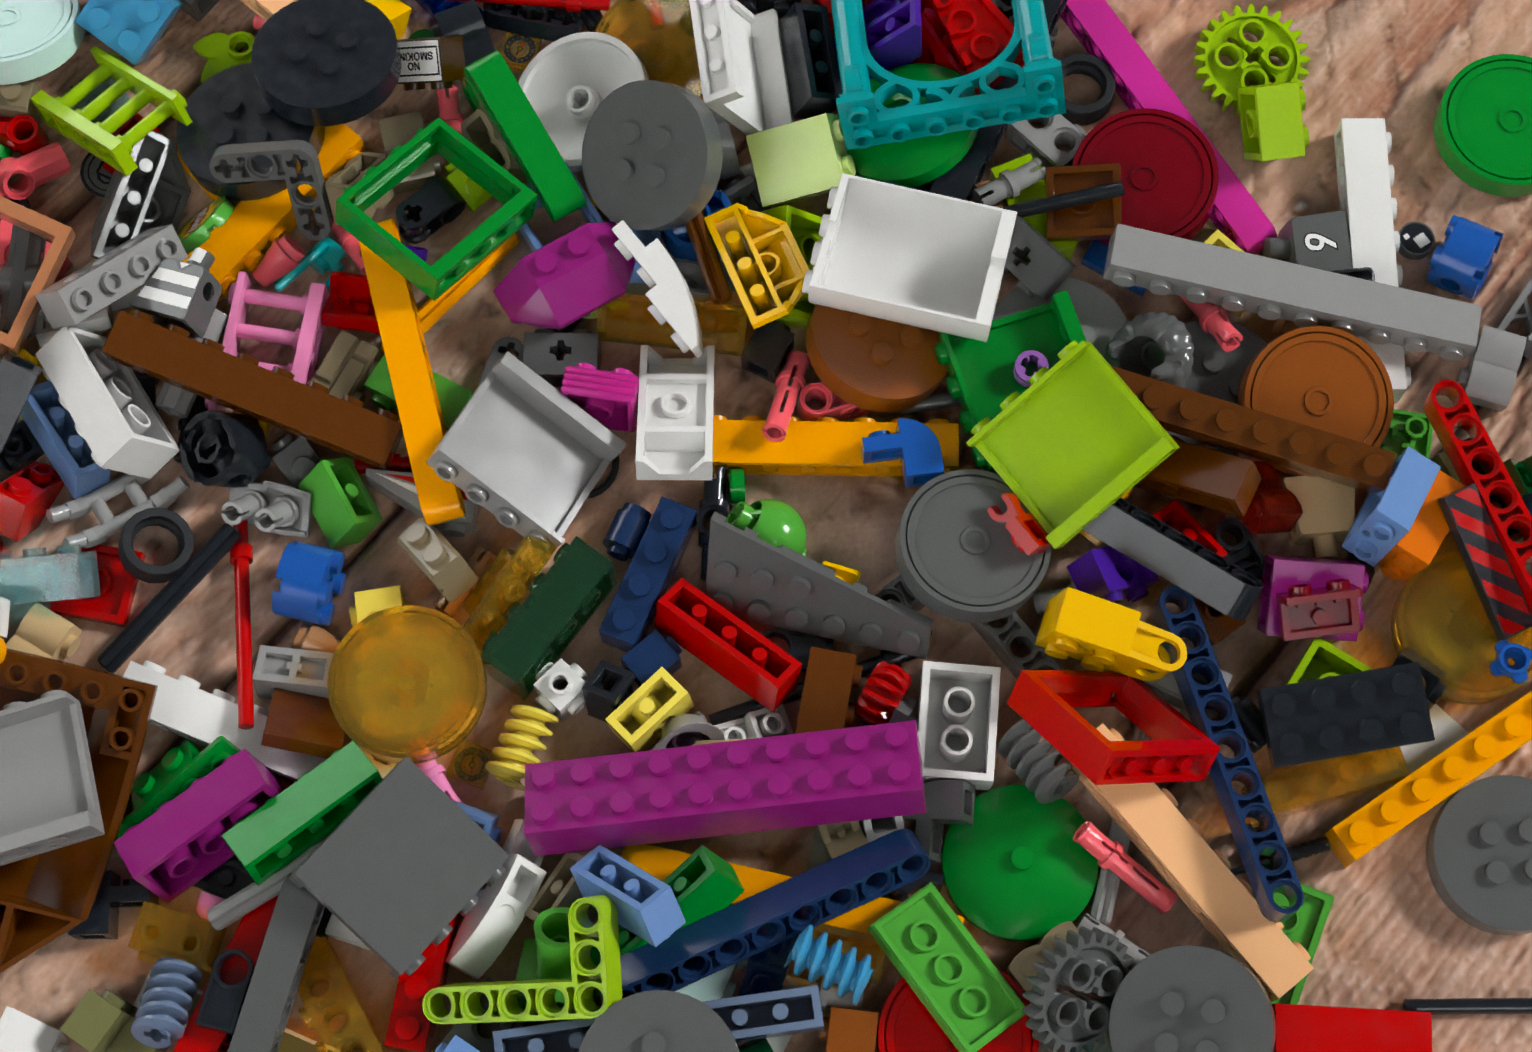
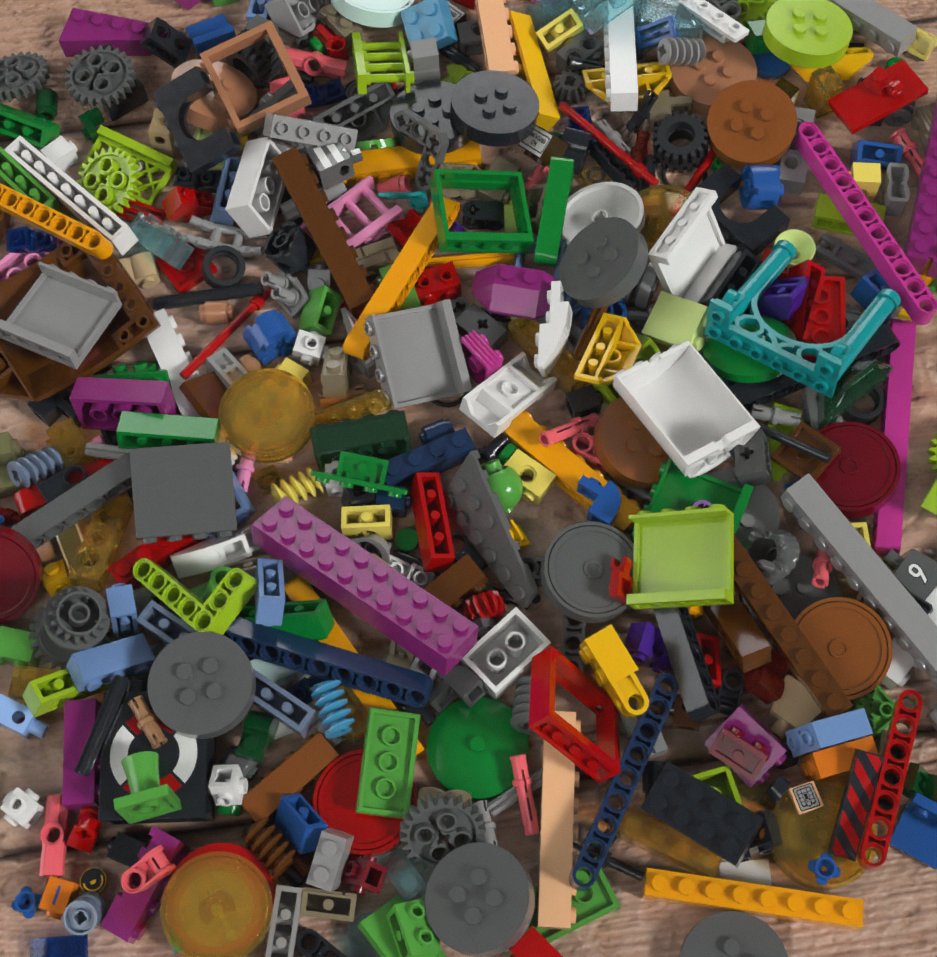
camera: 45 degrees right, 5 degrees down
(67, 201) = (326, 93): none -> clear blue slope
(166, 60) = (424, 60): none -> light grey piece
(200, 609) = (216, 312): none -> nougat brick
(202, 26) = (459, 58): none -> black axle
(370, 556) = (309, 347): none -> white brick
(456, 341) = (438, 284): none -> red brick
(594, 656) = (361, 471): none -> green bracket
(711, 692) = (406, 540): none -> green tile
(801, 481) = (542, 478): none -> light yellow brick
(1073, 50) = (850, 389): none -> clear green wedge
(1387, 622) = (775, 791): none -> black piece
(1425, 601) = (805, 798): none -> tile

